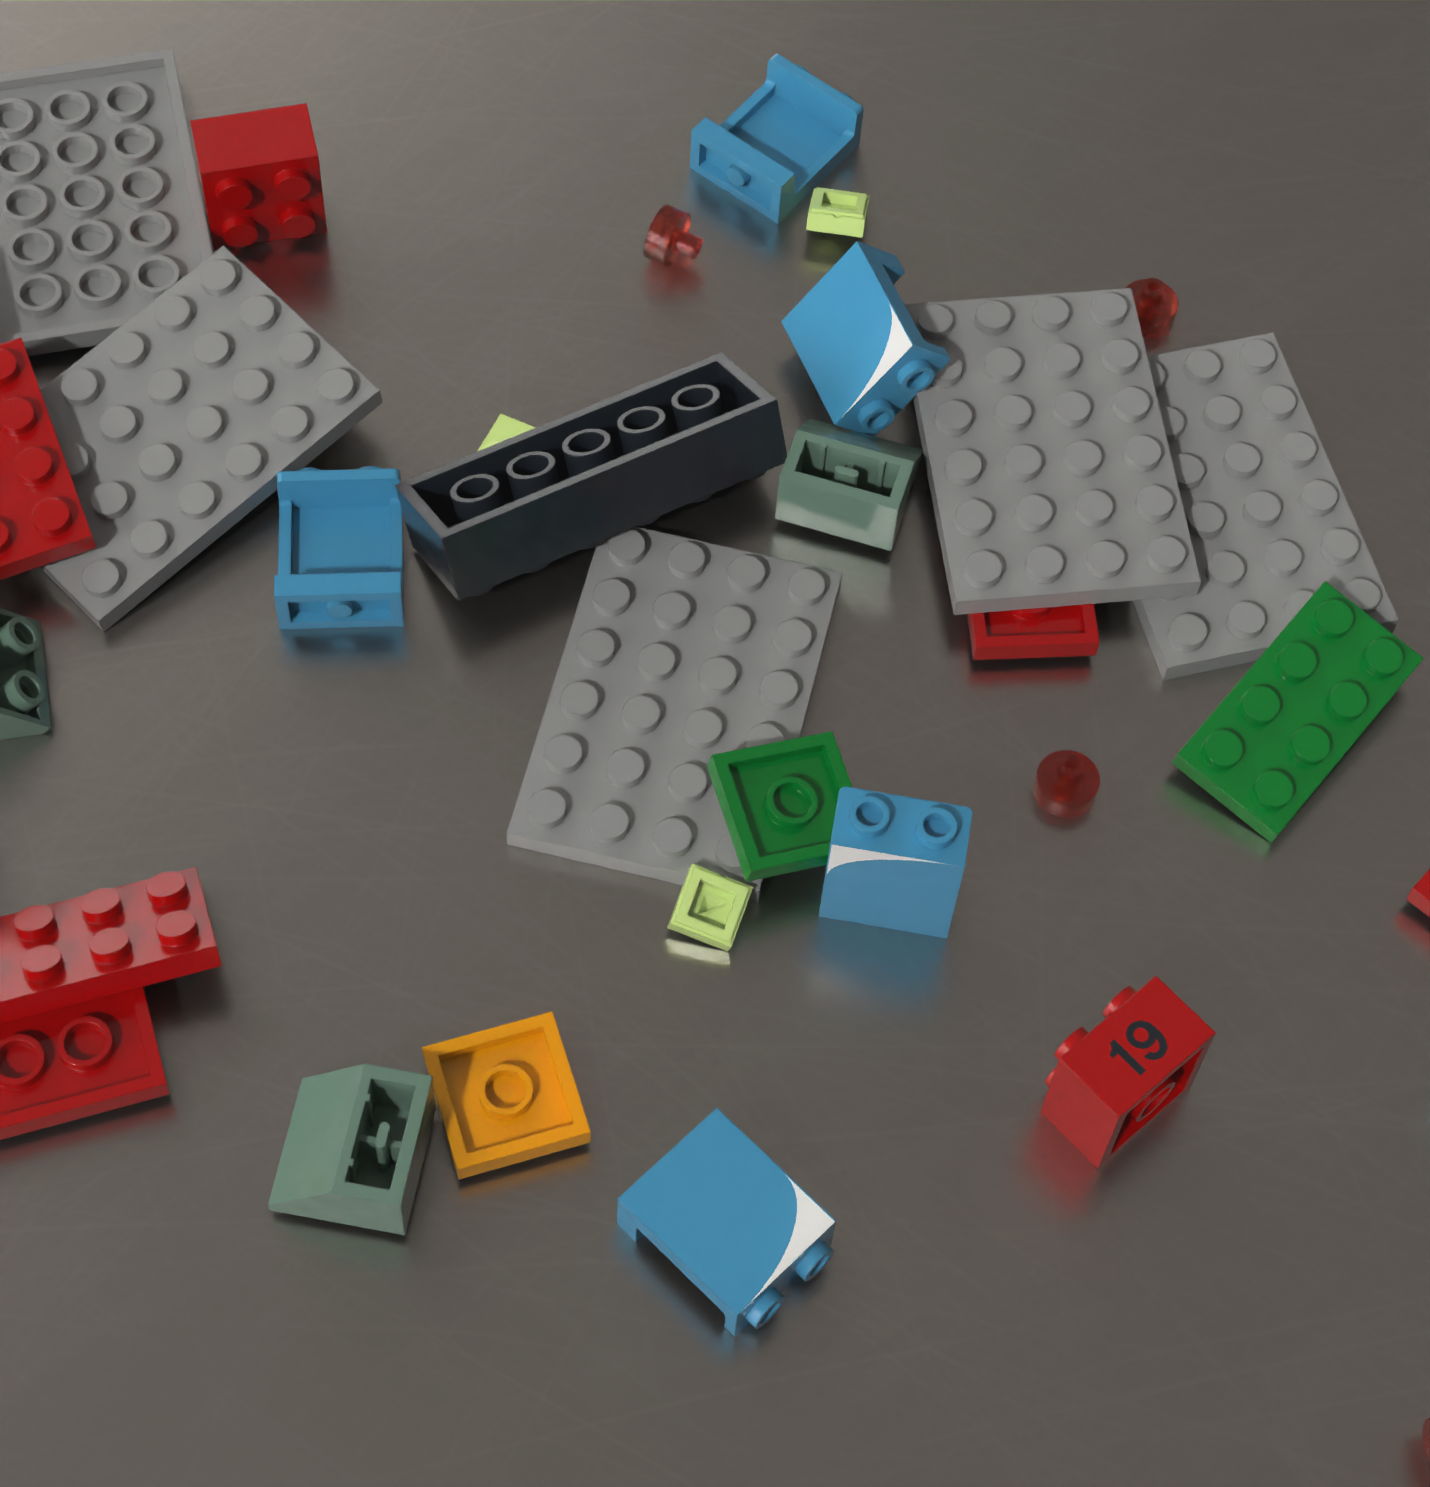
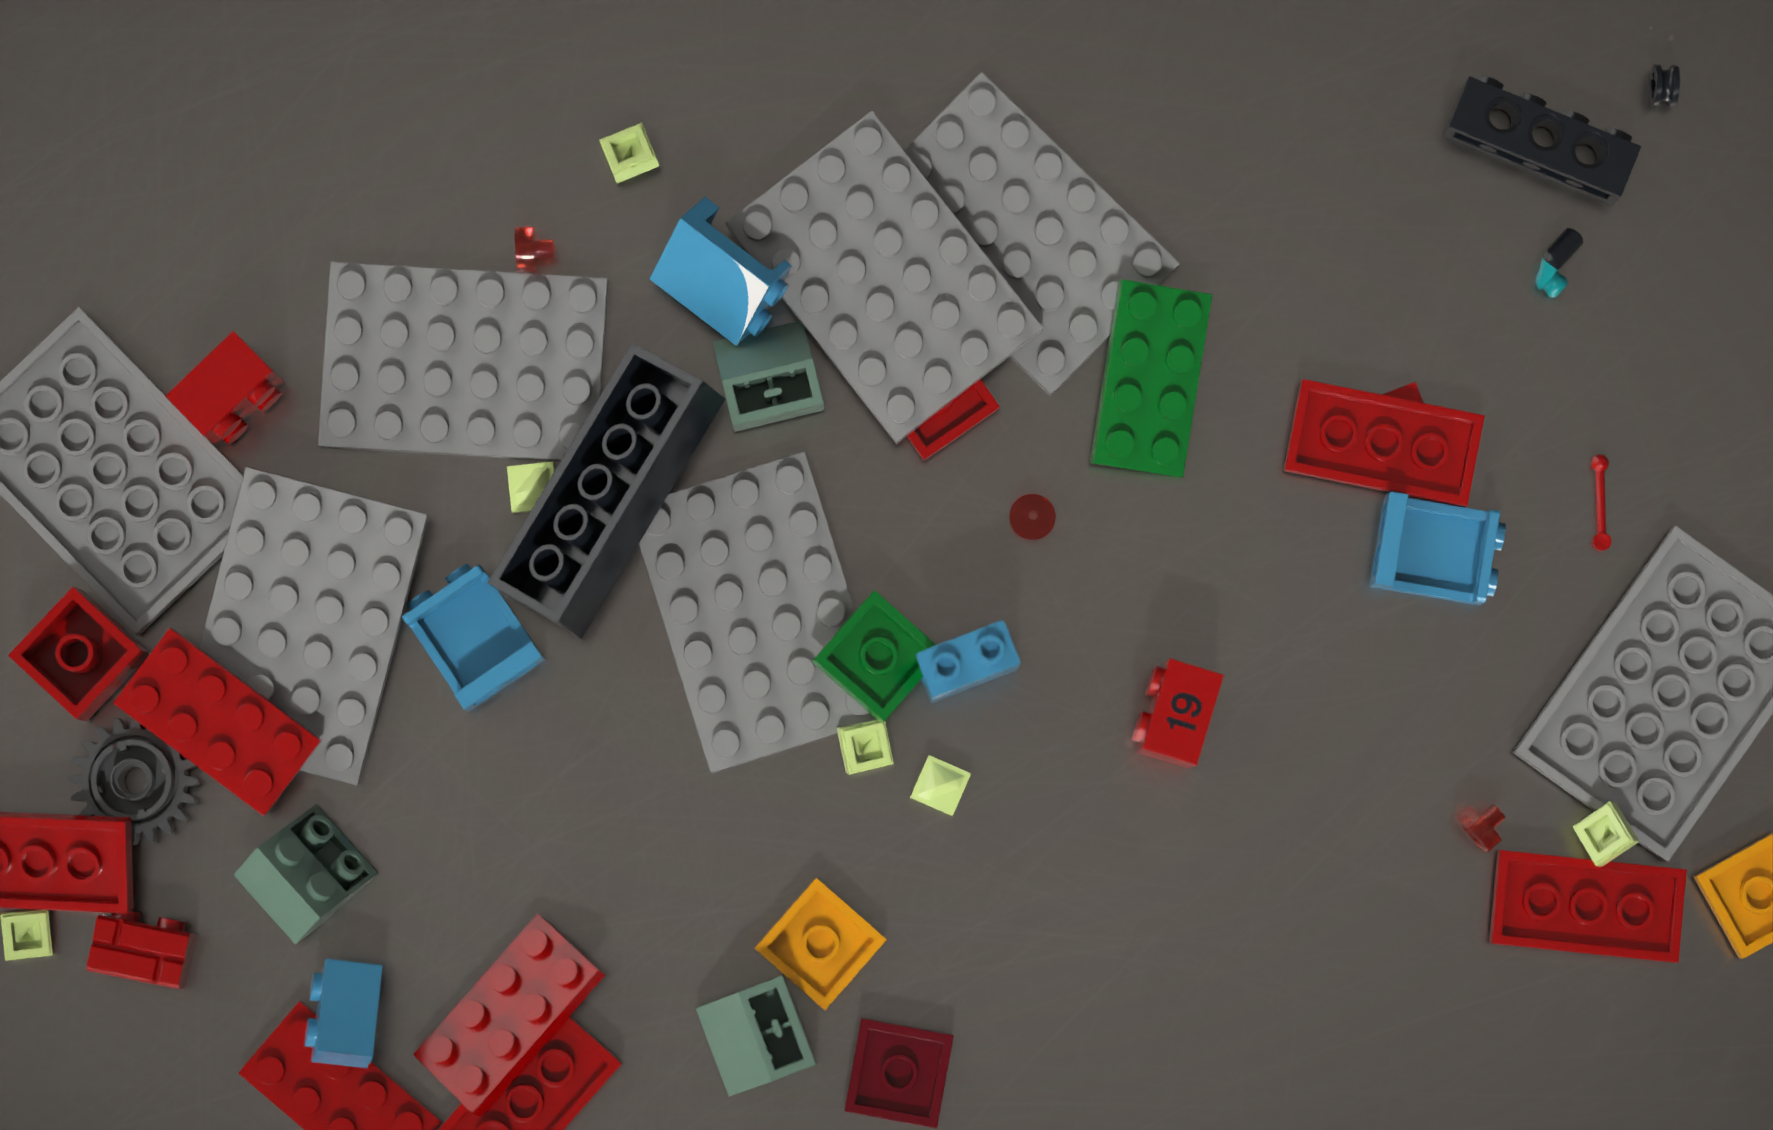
camera: 30 degrees left, 25 degrees up
(498, 1306) = (899, 1073): none -> dark red plate
(519, 296) = (460, 360): none -> light grey plate
(729, 1221) = (1000, 945): dark azure panel -> none
(772, 1006) = (940, 785): none -> yellowish green tile
(778, 140) = (549, 113): dark azure panel -> none
(1155, 306) = (889, 108): clear red tile -> none

